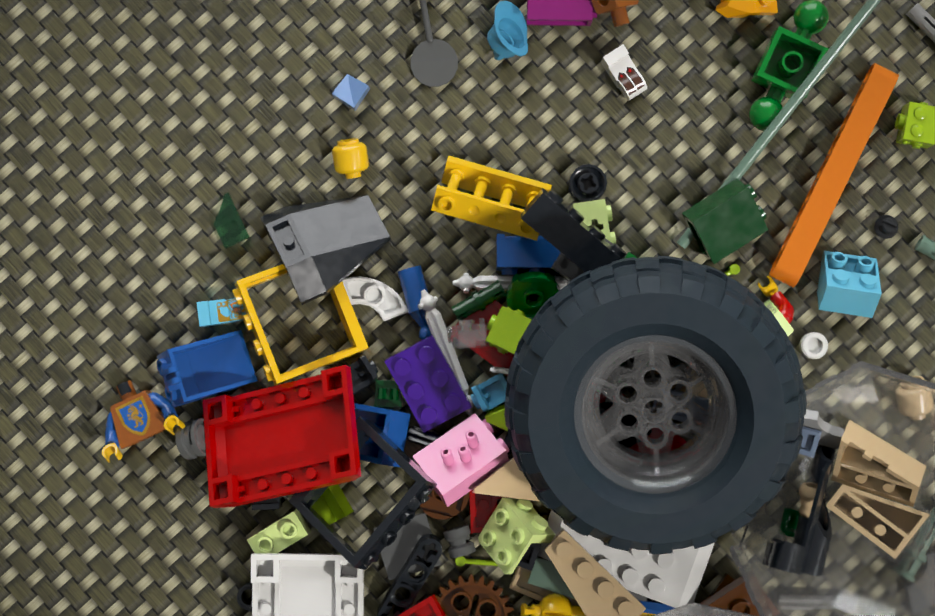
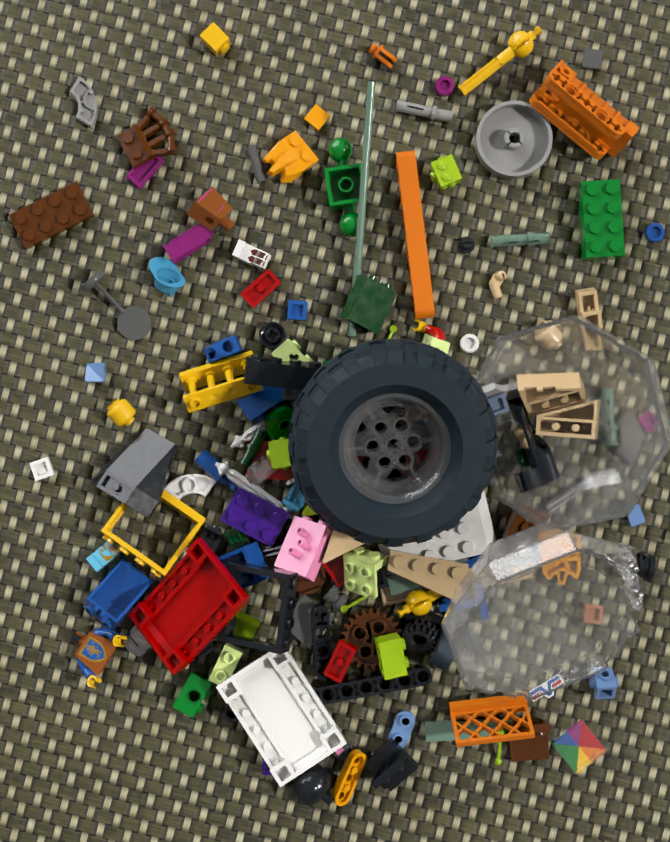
camera: 30 degrees left, 0 degrees up
(201, 547) = (185, 703): none -> green brick
(214, 163) = (42, 468): none -> white tile
(230, 224) = (75, 499): clear green tile -> none
(518, 161) = (223, 349): none -> blue leg
(609, 119) = (260, 288): none -> red plate
(635, 173) = (297, 310): none -> blue tile
(848, 284) = (466, 293): medium azure slope -> none
(892, 294) = (495, 283): none -> tan arm

